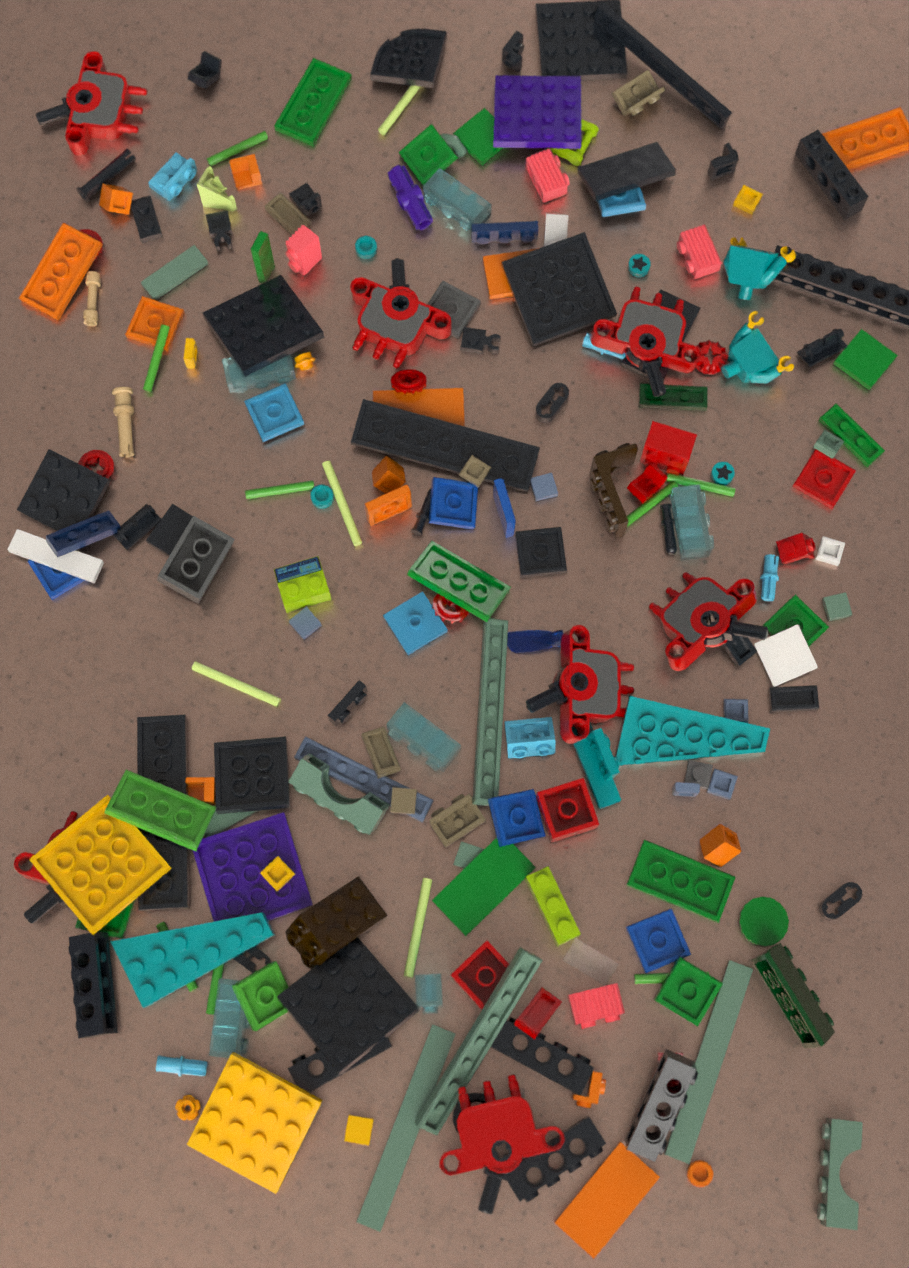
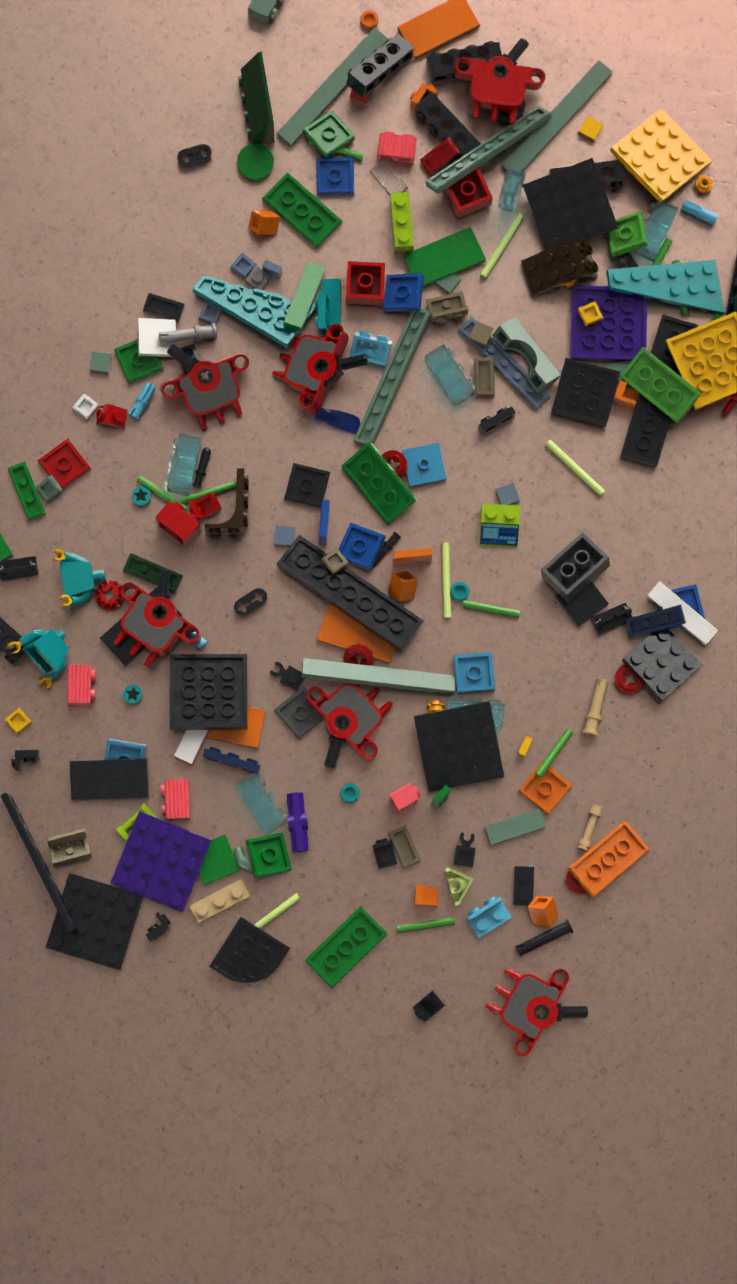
camera: 165 degrees left, 5 degrees up
(379, 366) = (378, 676): none -> tile
(461, 100) = (219, 901): none -> tan plate
(633, 768) = (304, 296): none -> tile
(741, 677) = (196, 333): none -> light grey pin

